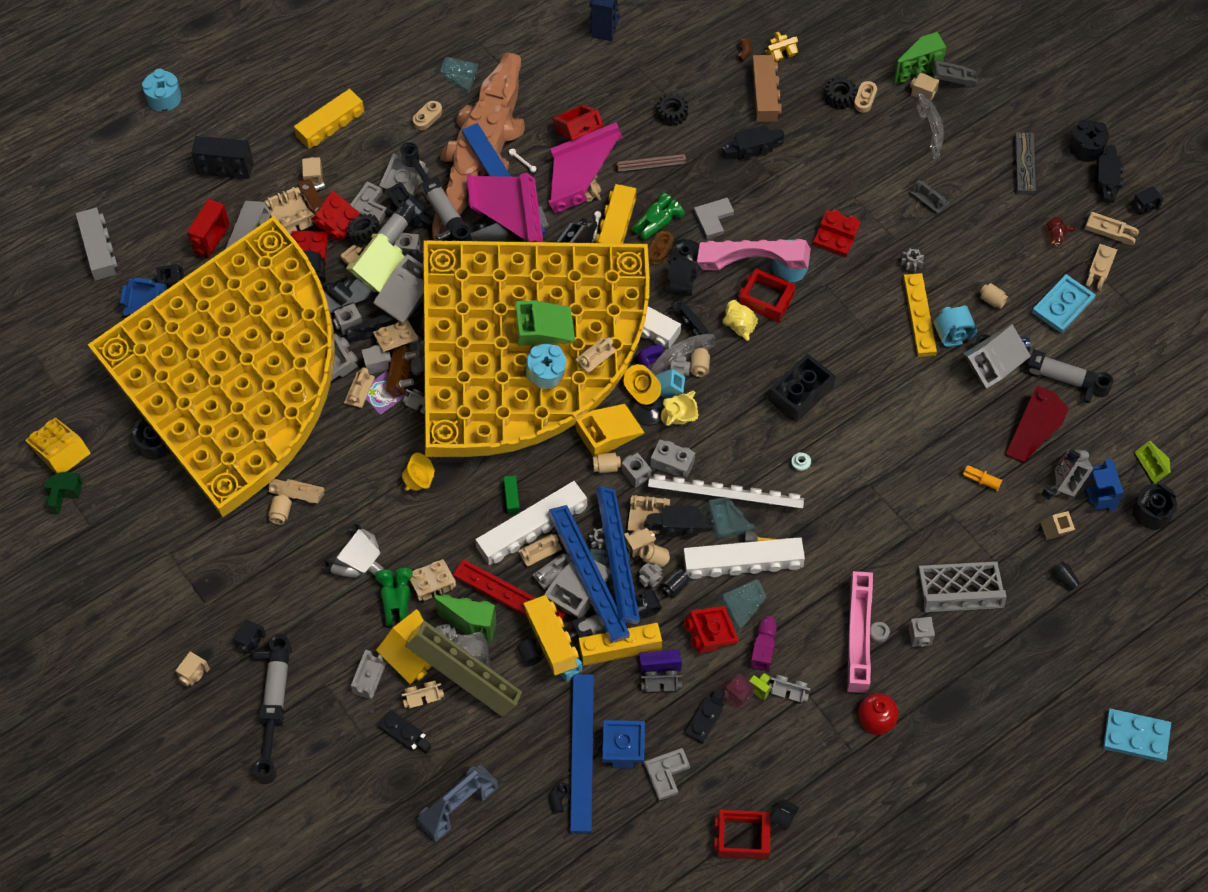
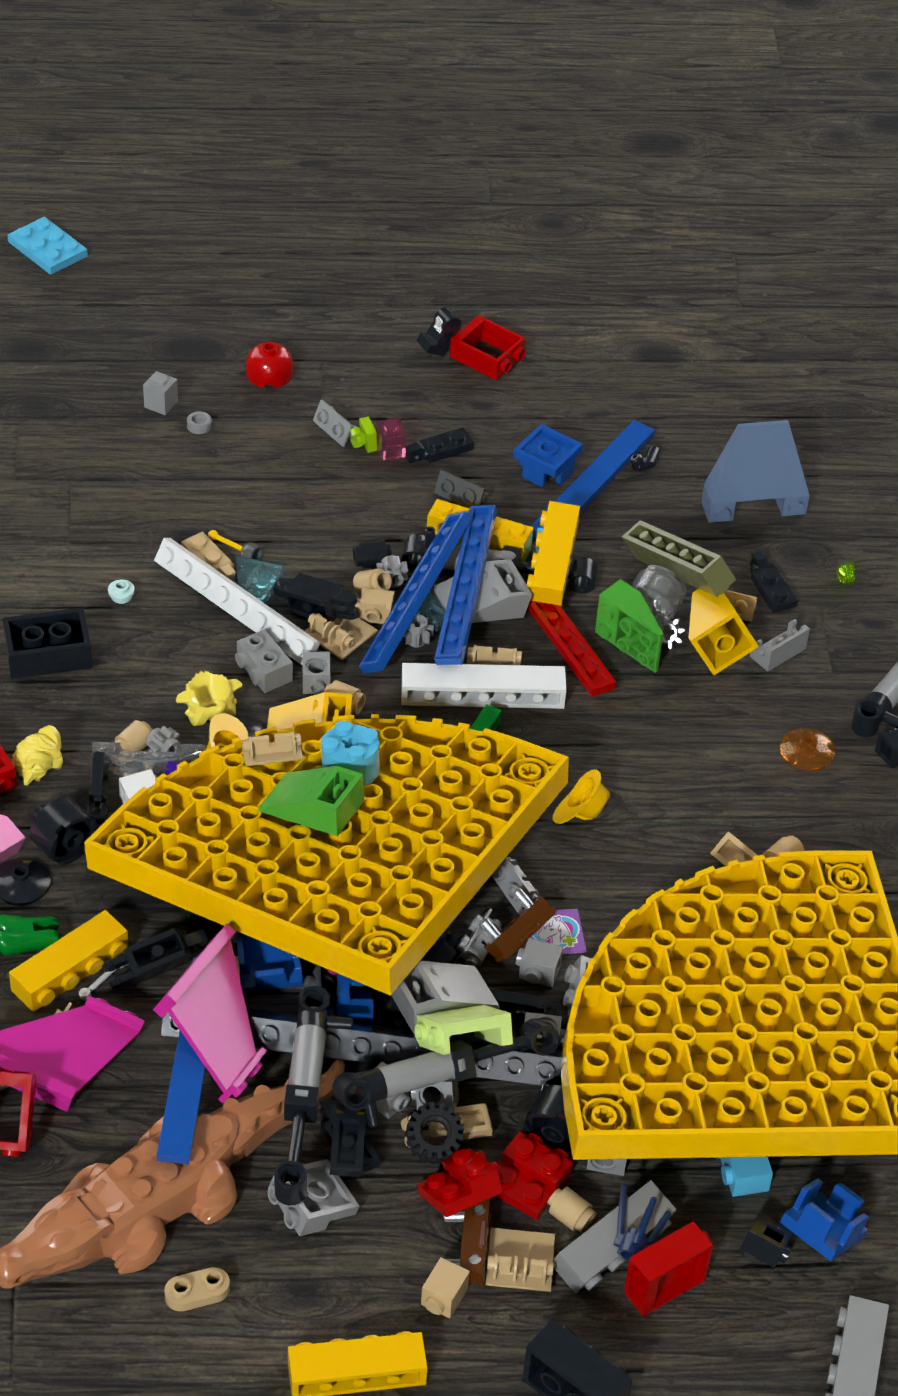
camera: 150 degrees left, 15 degrees down
(230, 225) = (635, 1239): none -> dark blue plant
(301, 218) = (524, 1221): tan hinge -> none
(308, 616) = (807, 749): none -> clear orange dish
(356, 556) = (718, 752): torso -> none
(357, 774) = (845, 572): none -> clear neon green hinge
(359, 388) = (586, 942): tan hinge -> none
(366, 199) = (398, 1199): light grey tile -> none
(394, 598) = (696, 697): green piece -> none
(395, 335) = (498, 960): tan hinge -> none
(432, 578) = (643, 694): tan hinge -> none
(460, 72) = (88, 1334): clear light blue wing -> none
(512, 152) = (114, 1110): white hinge -> none
(548, 573) = (504, 635): light grey hinge -> none
(659, 248) = (46, 897): clear orange plate -> none
(660, 661) = (447, 491): dark purple panel -> none
(661, 770) = (512, 432): light grey tile -> none
(671, 383) = (193, 726): medium azure brick -> none
(710, 629) = (372, 498): red plate -> none
(743, 558) = (277, 537): white brick -> none
(744, 602) = (311, 506): clear light blue wing -> none
(764, 644) = (329, 462): magenta piece -> none
(772, 521) = (208, 552): none -> tan hinge
(859, 632) = (190, 444): bright pink arch -> none
(963, 598) = (87, 396): light grey fence -> none

